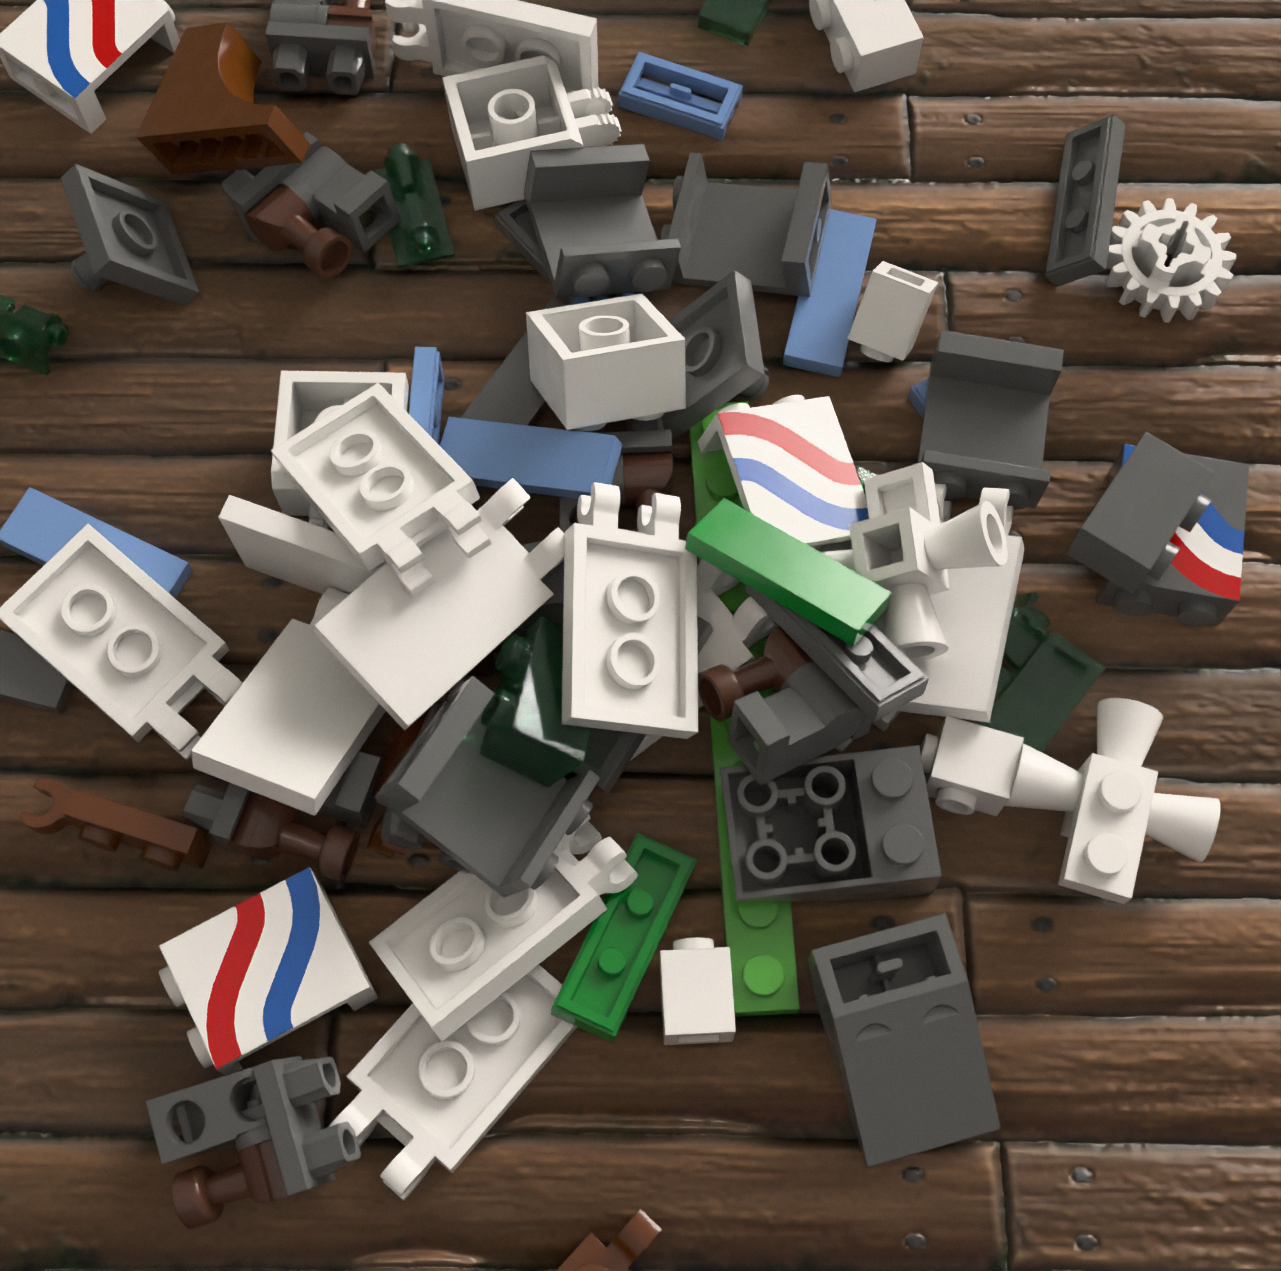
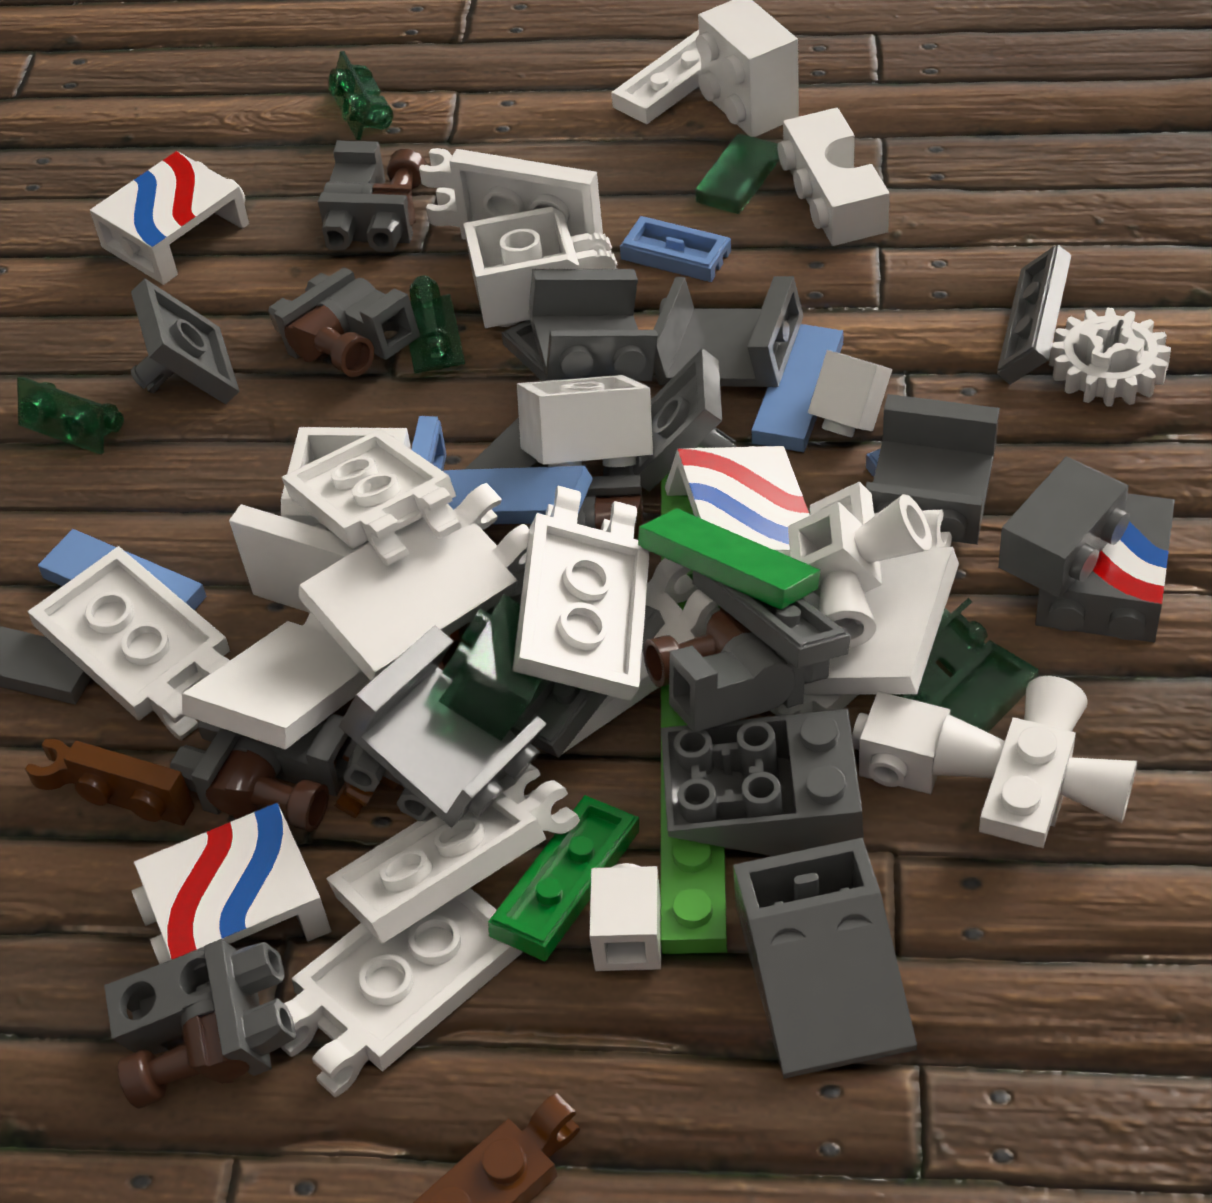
camera: 10 degrees right, 20 degrees down
(208, 112) = (270, 255): reddish brown arch -> none

